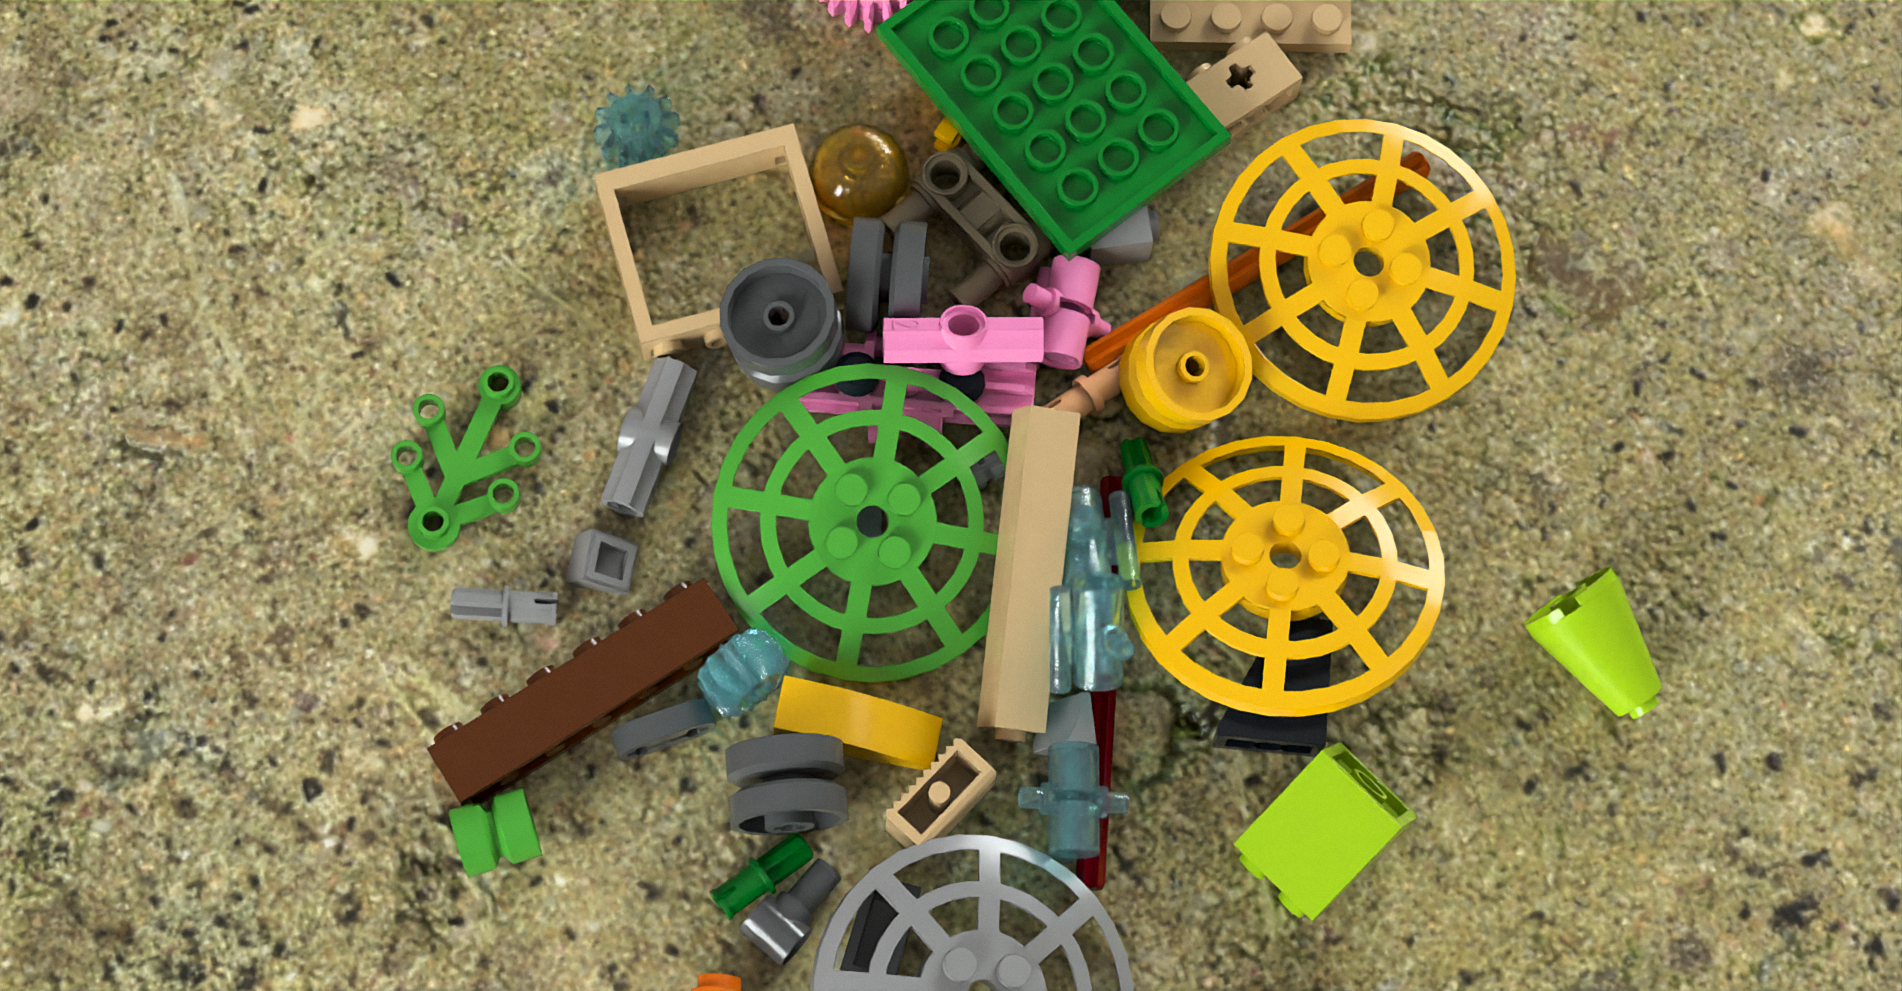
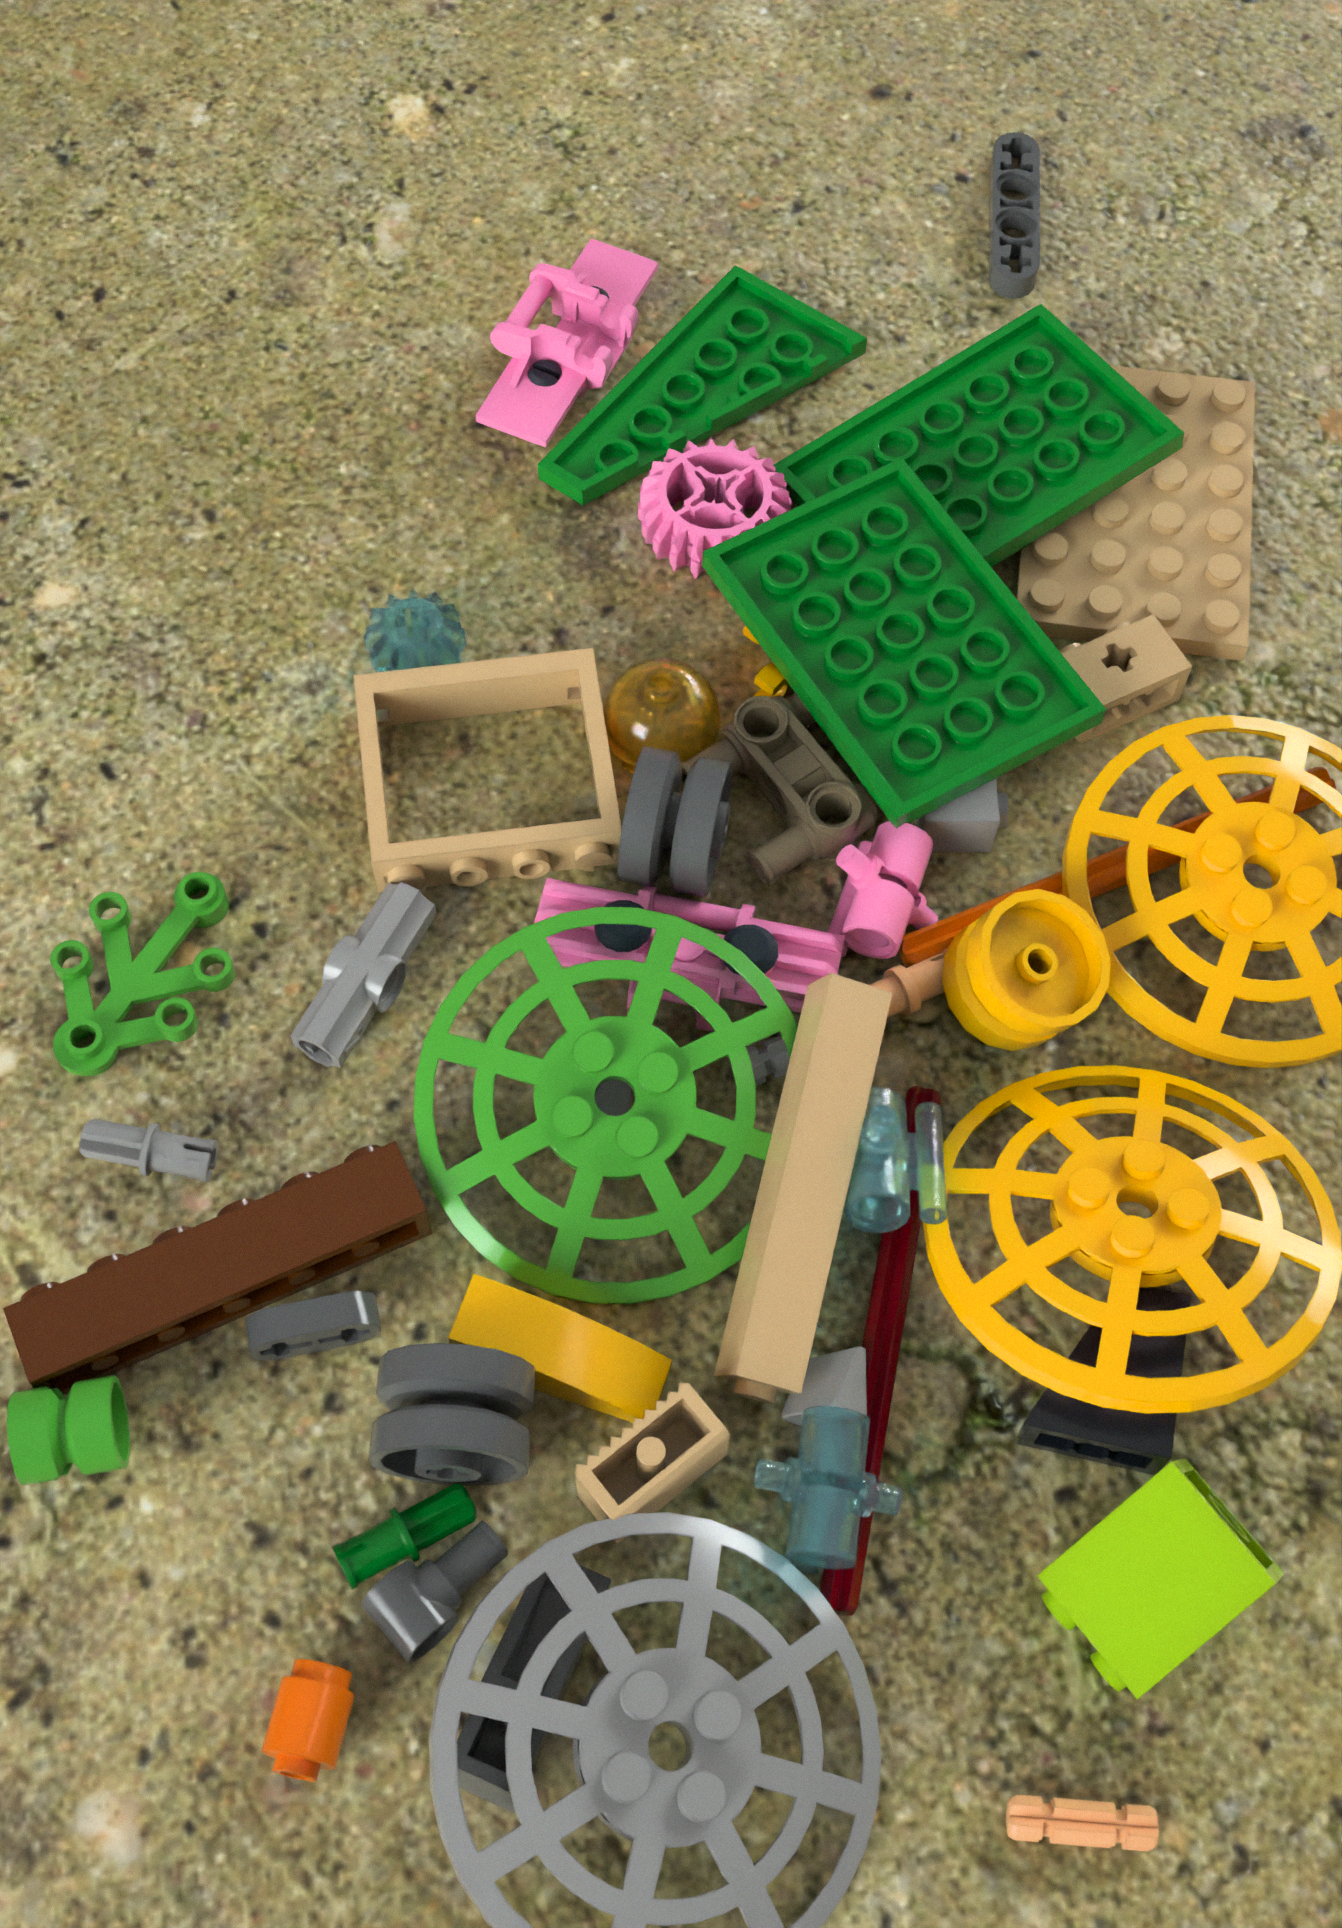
camera: 10 degrees right, 10 degrees down
(602, 562) = (281, 1114): light grey slope -> none
(743, 672) = (423, 1265): clear light blue gear -> none
(781, 322) = (538, 846): dark grey wheel -> none
(963, 340) = (757, 896): bright pink piece -> none
(1088, 633) = (872, 1269): clear light blue pin -> none
(1143, 483) = (960, 1099): green axle -> none

